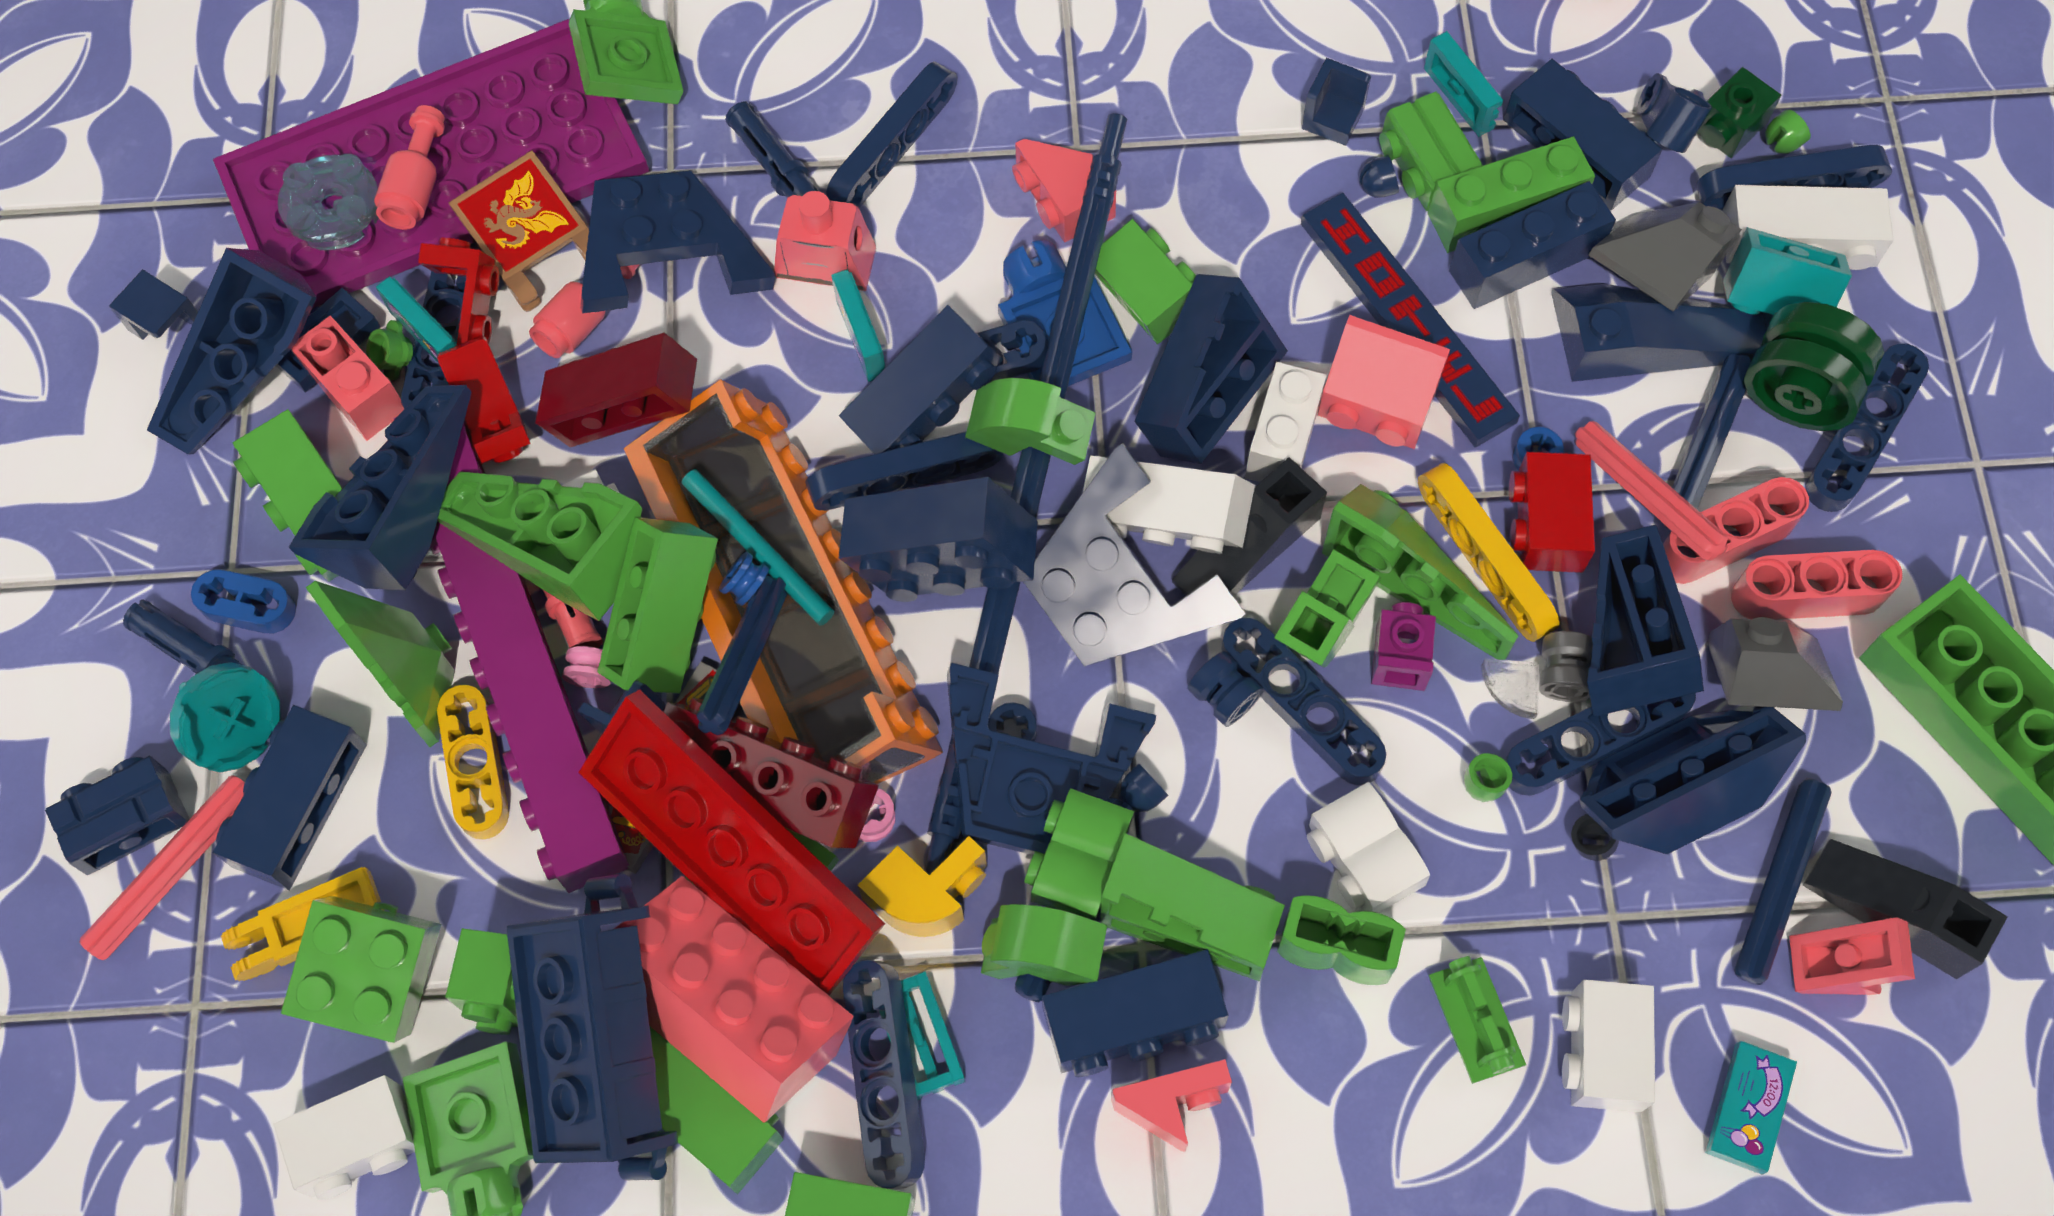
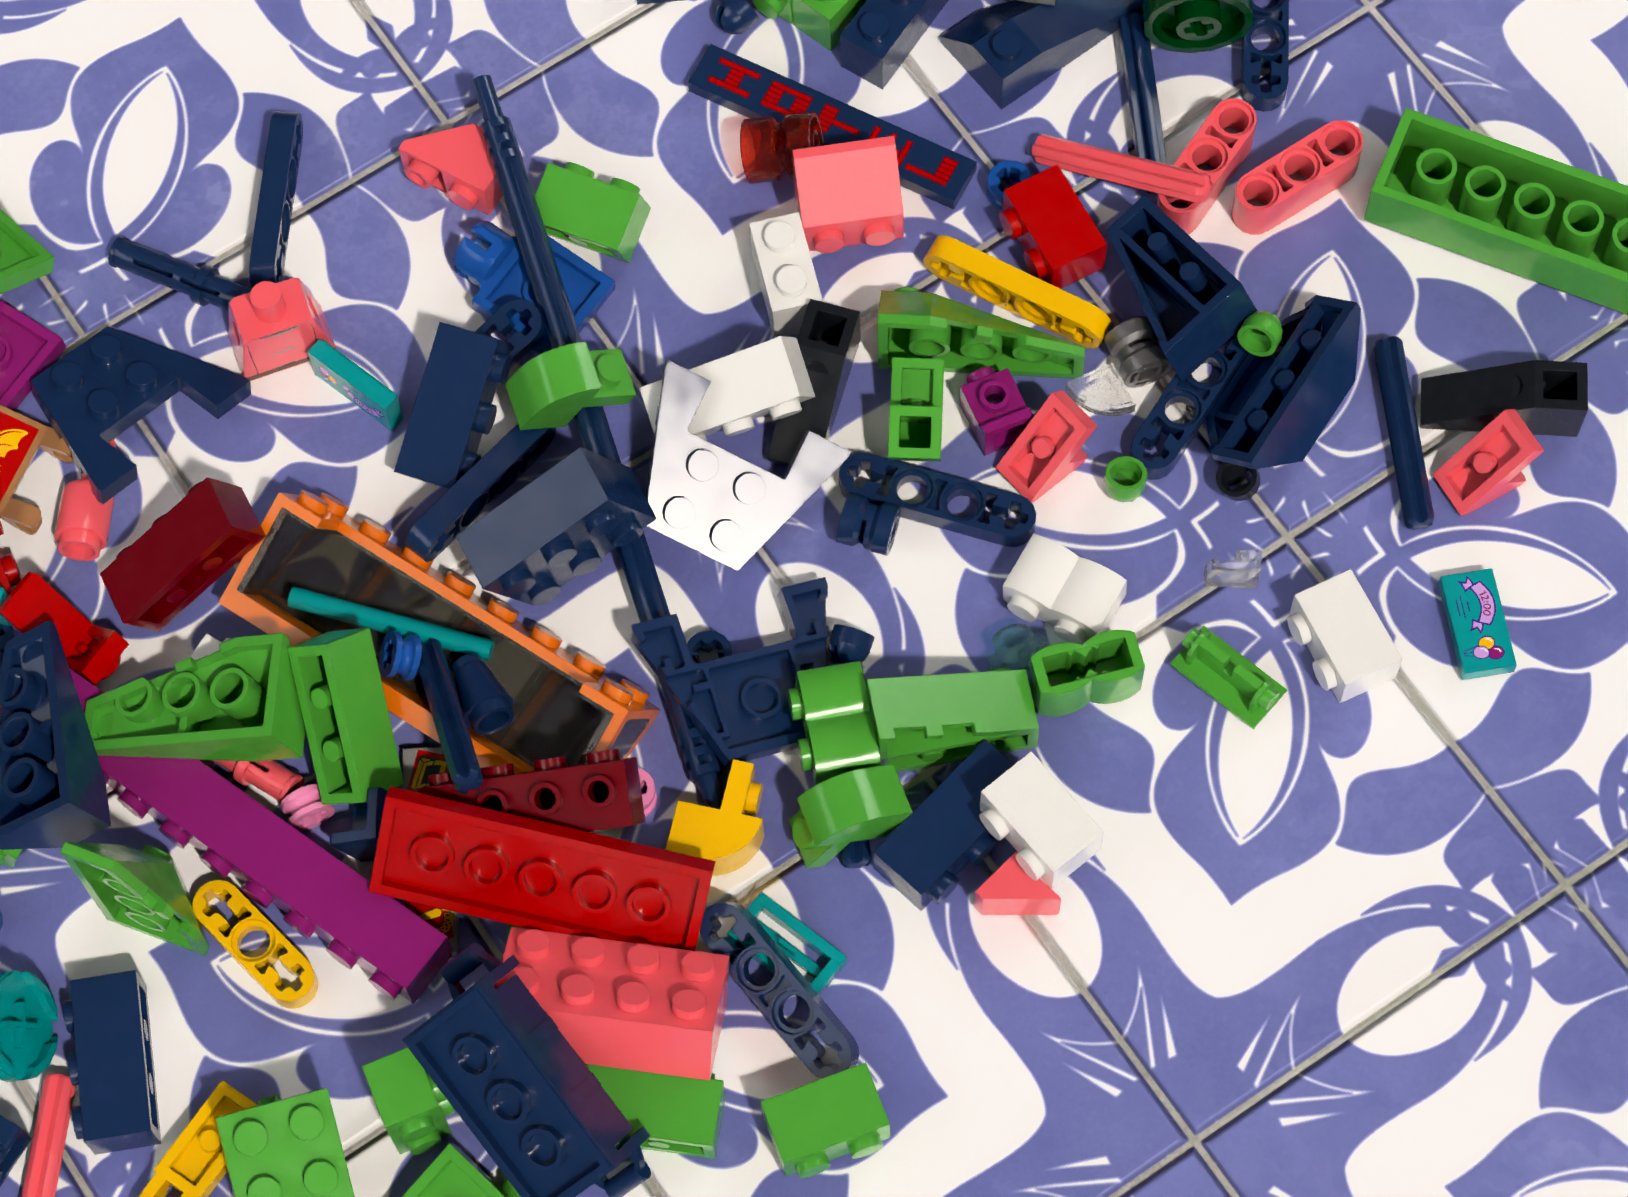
camera: 30 degrees left, 0 degrees up
(790, 653) = (481, 695): none -> dark blue cone
(1208, 369) = (693, 260): dark blue wedge -> none
(1208, 1060) = (1039, 821): none -> white brick
(1291, 877) = (1015, 646): none -> clear light blue plate
(1338, 296) = (764, 144): none -> clear red wheel
(1431, 709) = (1048, 447): none -> coral slope
(1546, 927) = (1237, 573): none -> clear tile
(1694, 712) = (1260, 333): none -> bright green hinge
(1772, 666) = (1299, 262): dark grey slope -> none

